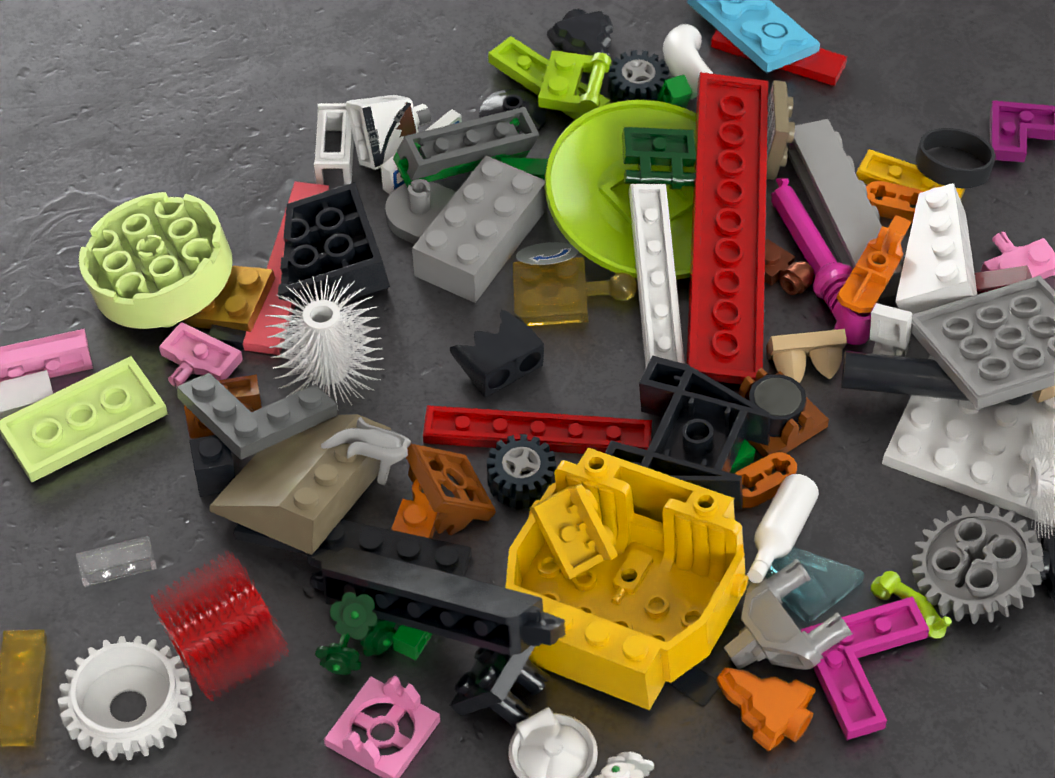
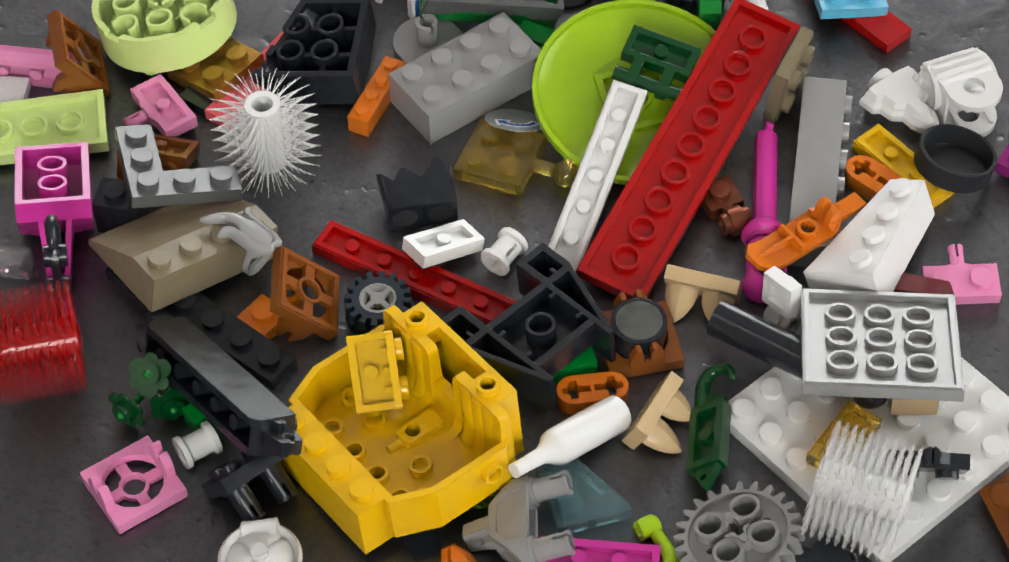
camera: 25 degrees right, 0 degrees up
(90, 330) = (66, 37): none -> dark orange piece
(145, 474) = (52, 198): none -> dark pink slope
(401, 275) = (373, 99): none -> orange piece
(426, 666) = (197, 445): none -> white bush
(549, 390) = (443, 243): none -> white plate
(608, 377) = (504, 251): none -> white bush
(832, 470) = (653, 430): none -> tan tile
(877, 122) = (900, 99): none -> white rock
(889, 473) = (709, 428): none -> dark green plate
(912, 94) = (965, 83): none -> white piece
(1012, 438) = (855, 416): none -> clear yellow plate

